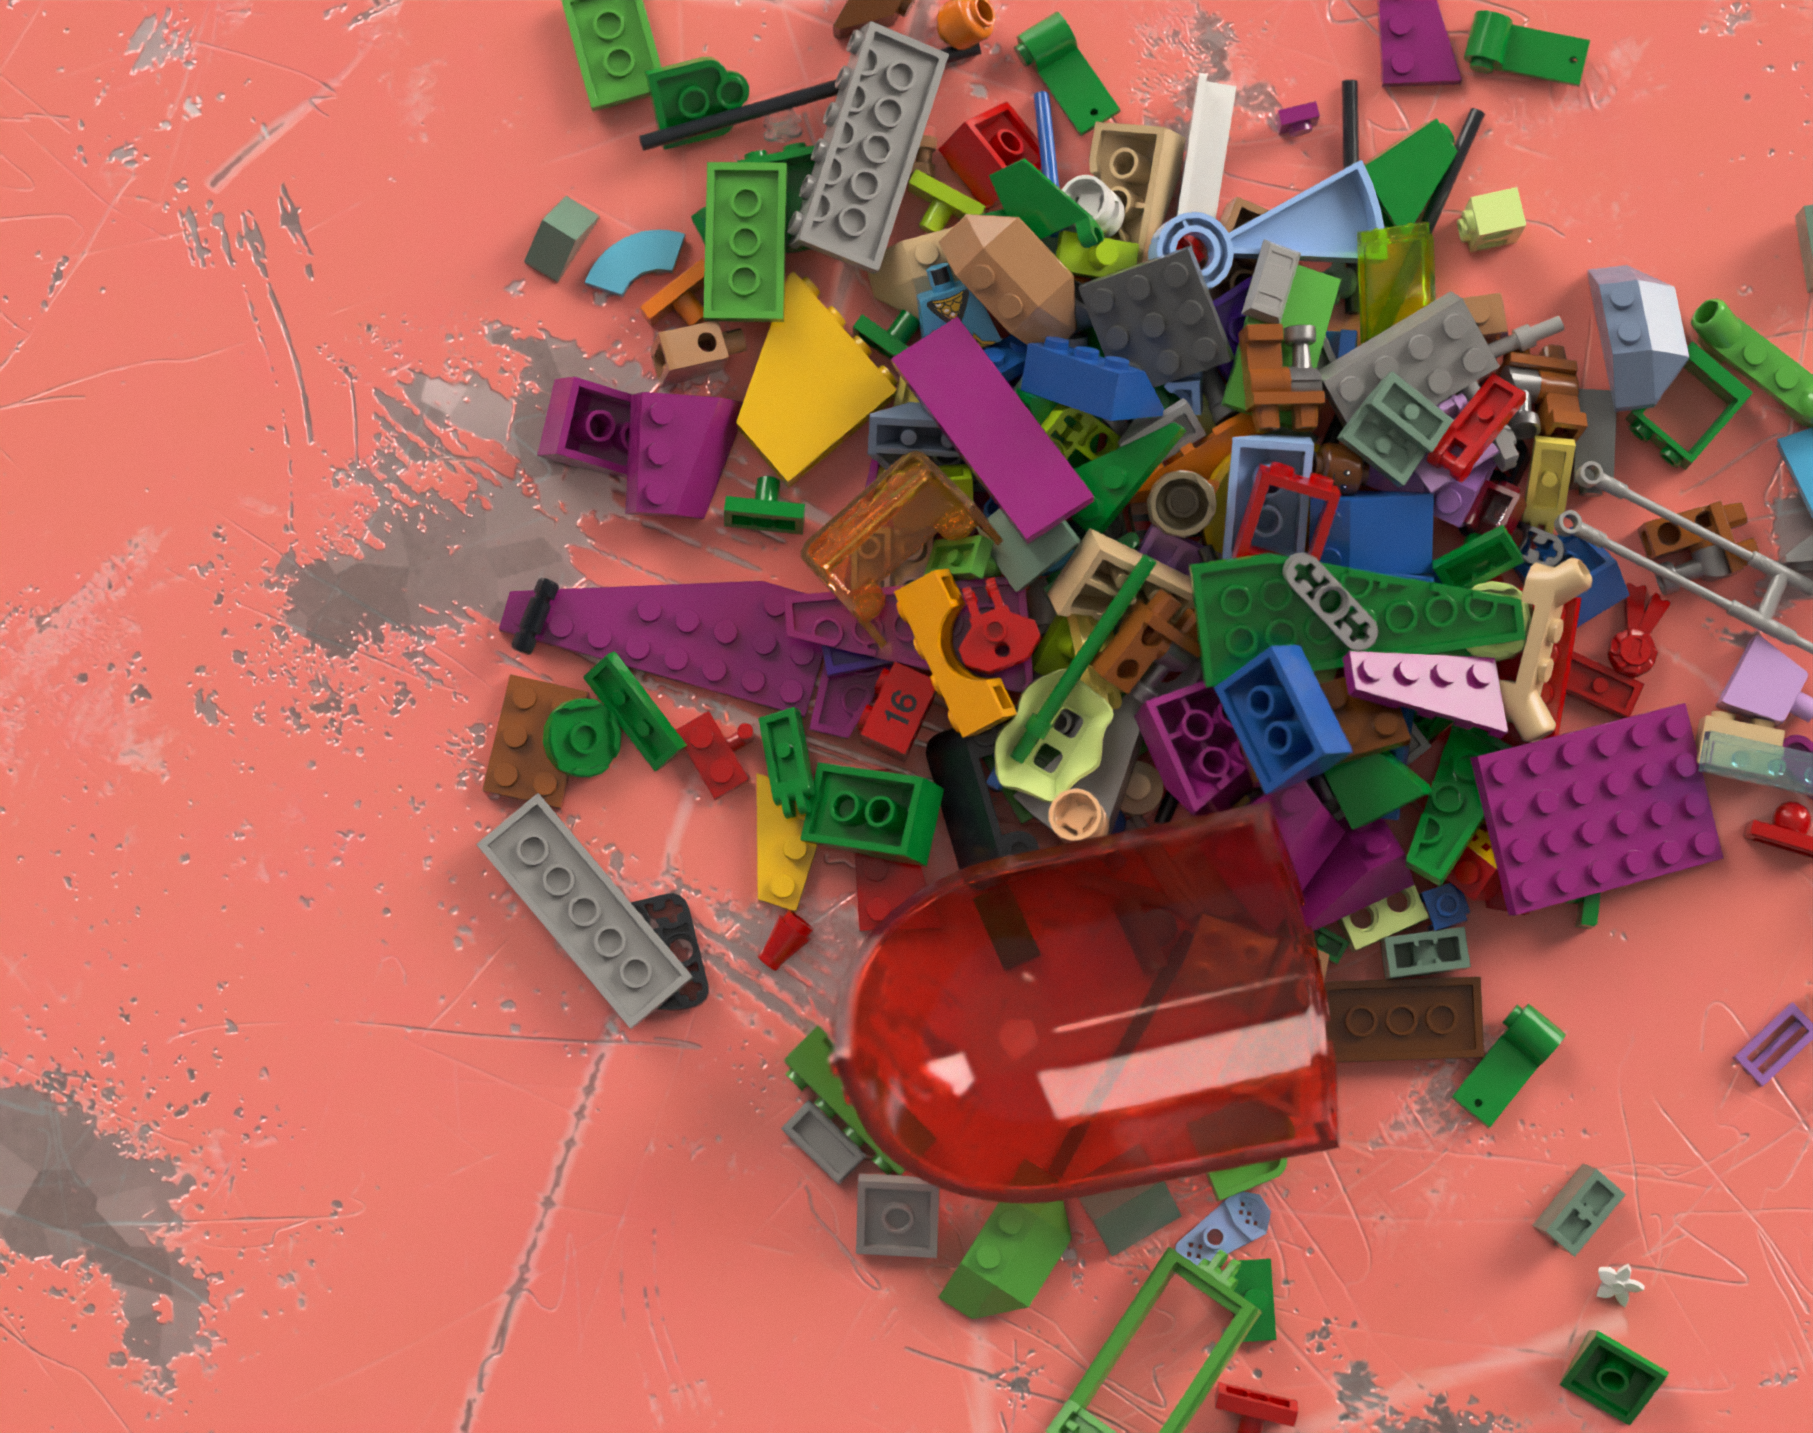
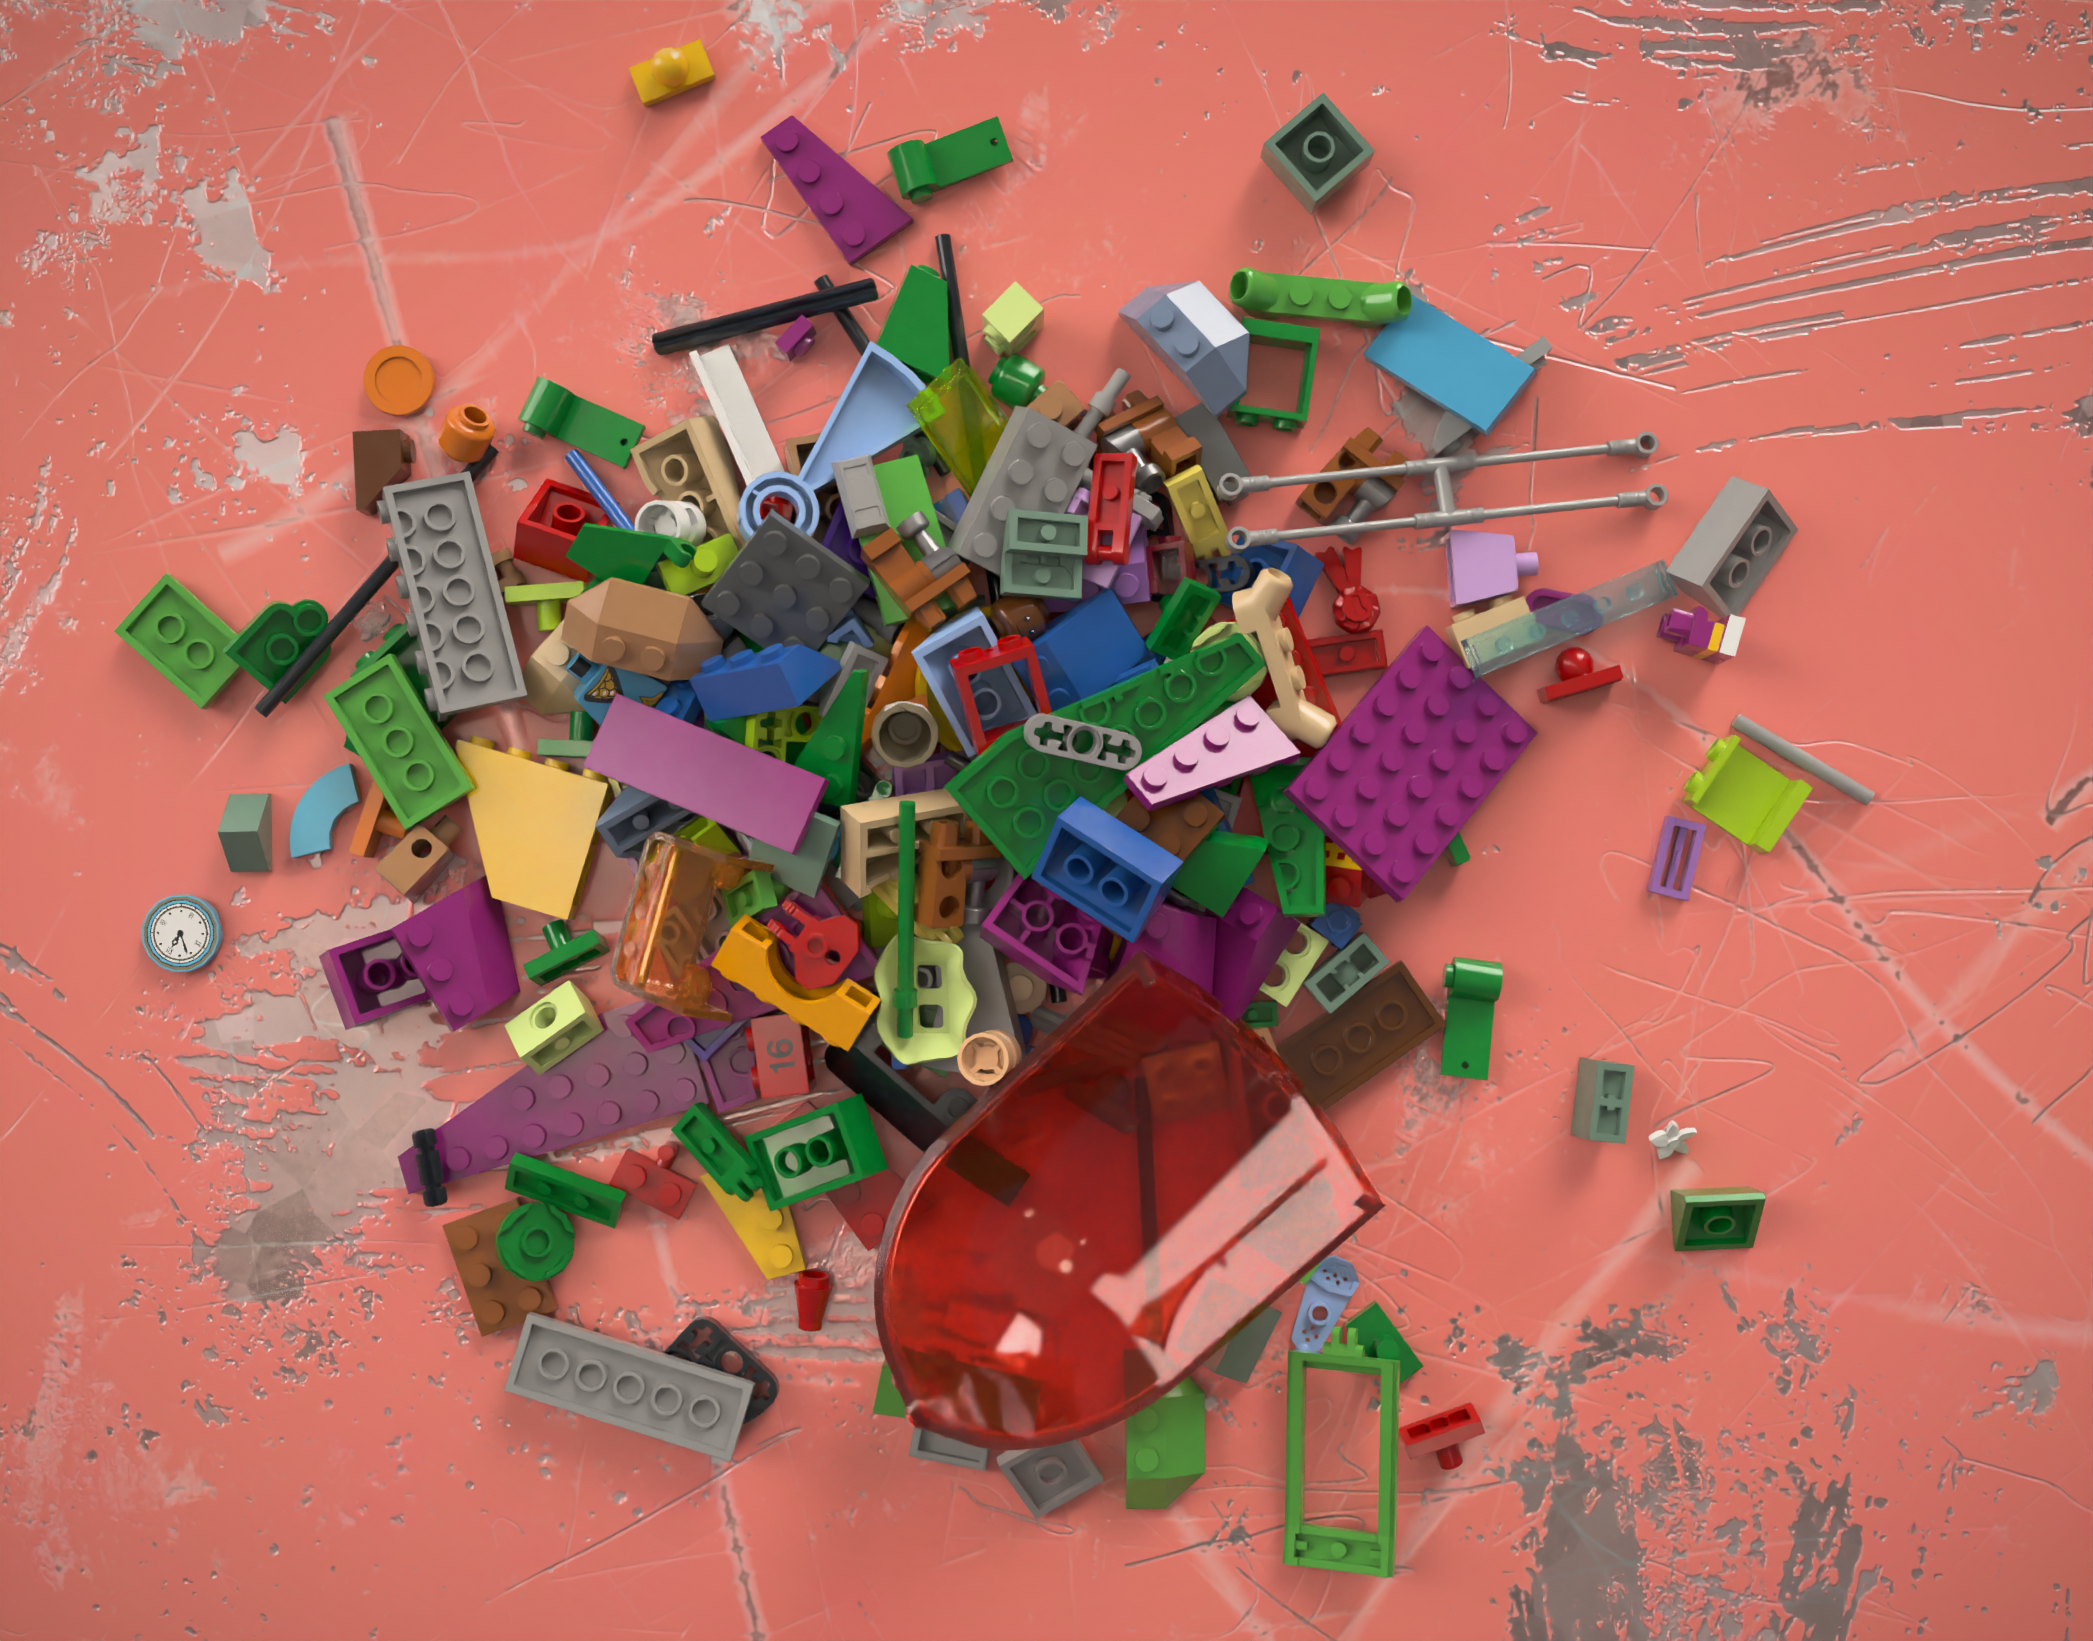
camera: 30 degrees left, 5 degrees up
(450, 286) = (182, 933): none -> tile
(716, 566) = (554, 1027): none -> yellowish green brick
(1282, 83) = (765, 316): none -> black axle
(1463, 272) = (1016, 381): none -> green head

